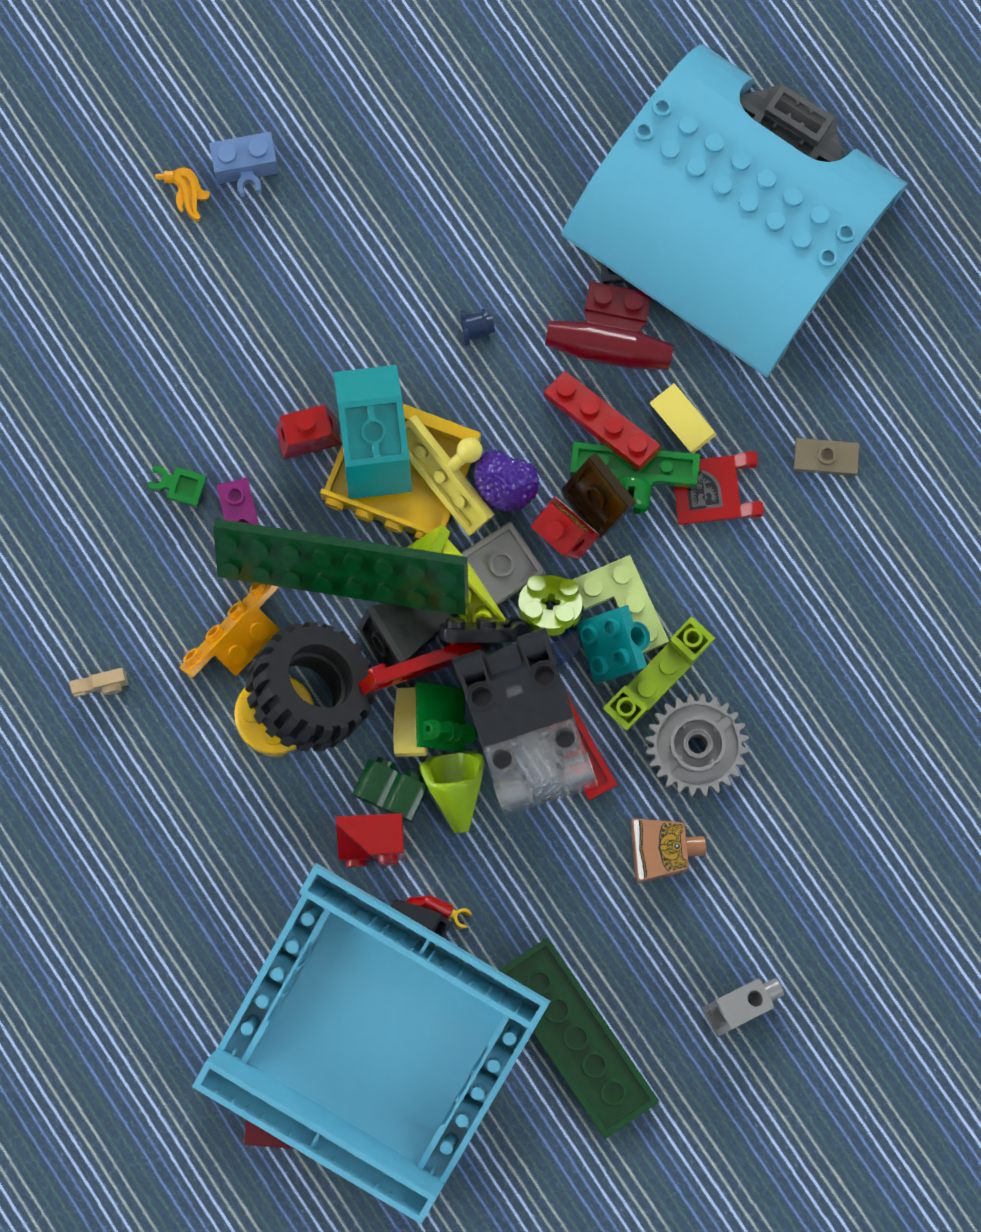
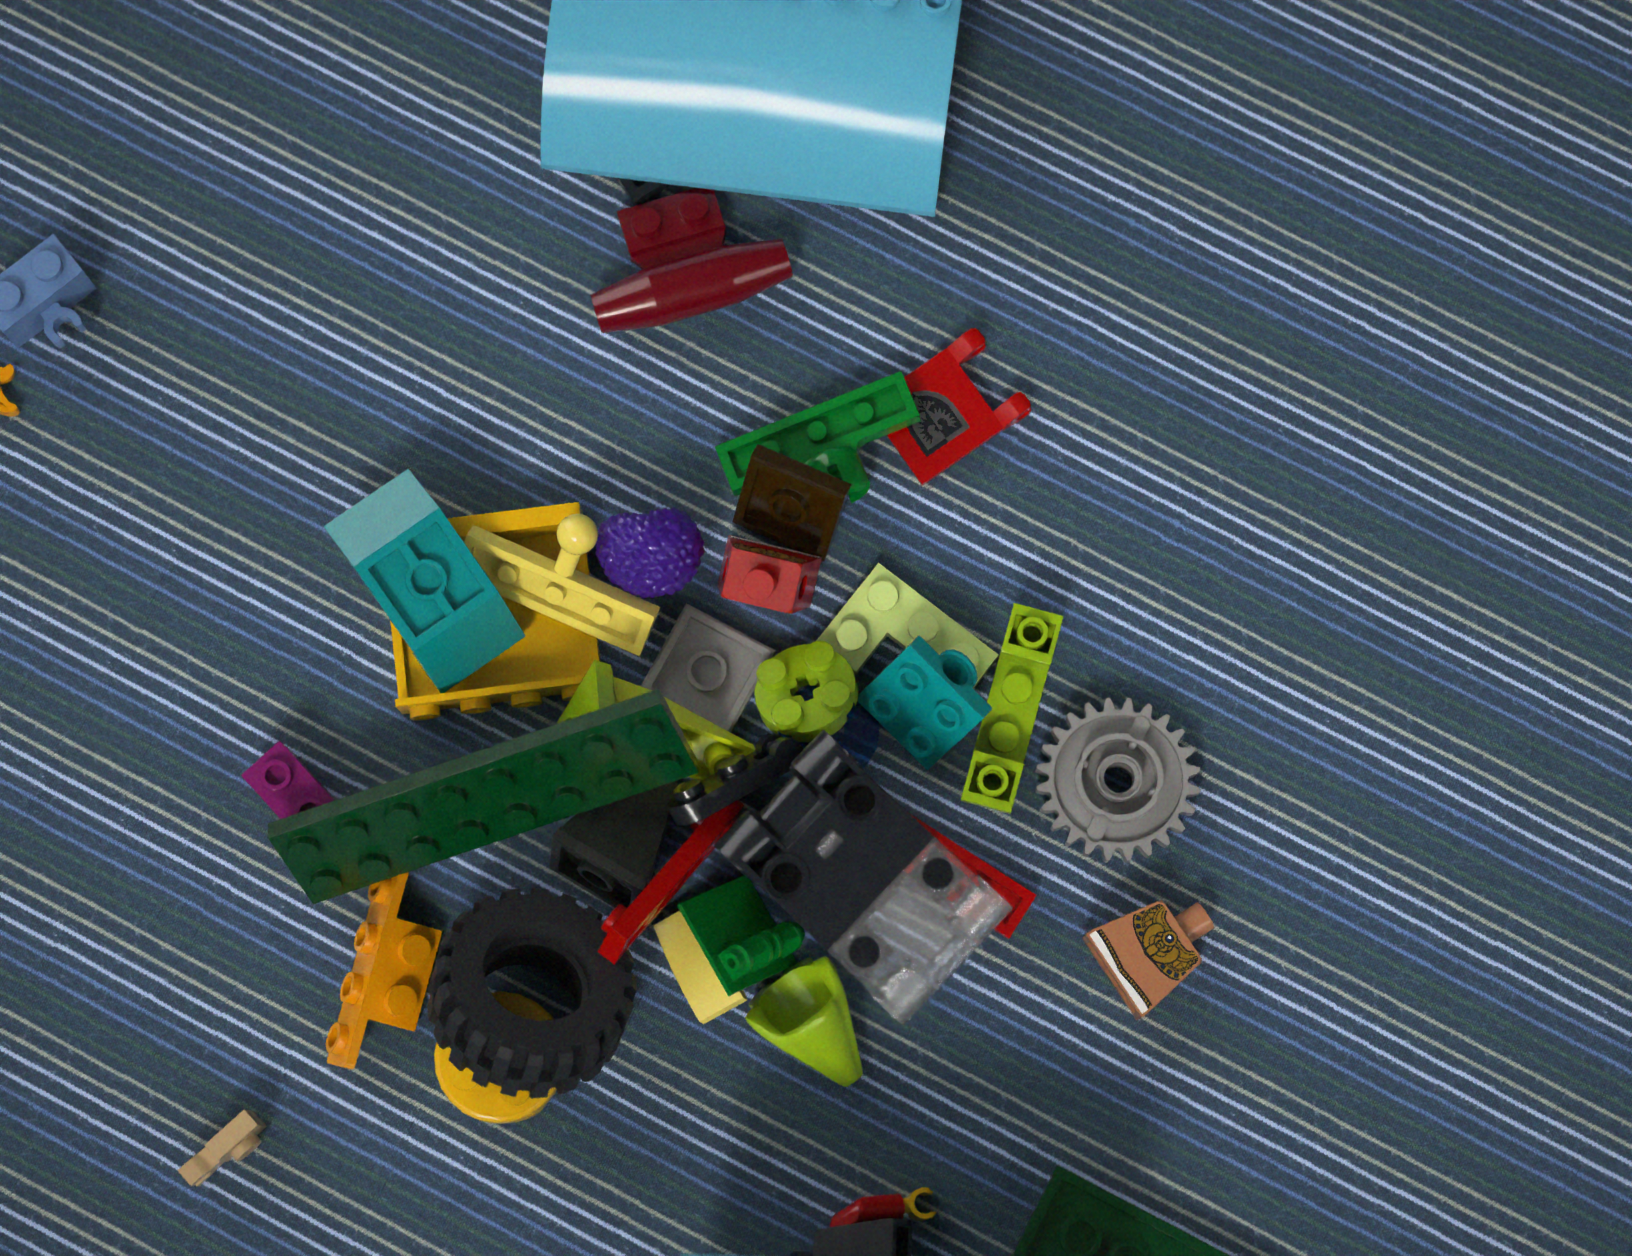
camera: 25 degrees left, 0 degrees up
(182, 487) = (194, 801): green plate -> none
(307, 431) = (331, 629): red torso -> none
(370, 839) = (732, 1164): red slope -> none
(391, 789) = (722, 1075): dark green brick -> none
(476, 325) = (491, 355): dark blue brick -> none
(602, 421) = (739, 396): red plate -> none
(683, 418) = (849, 334): light yellow slope -> none
(734, 1009) = (1382, 1115): light grey torso -> none
(826, 457) = (1074, 284): dark tan plate -> none

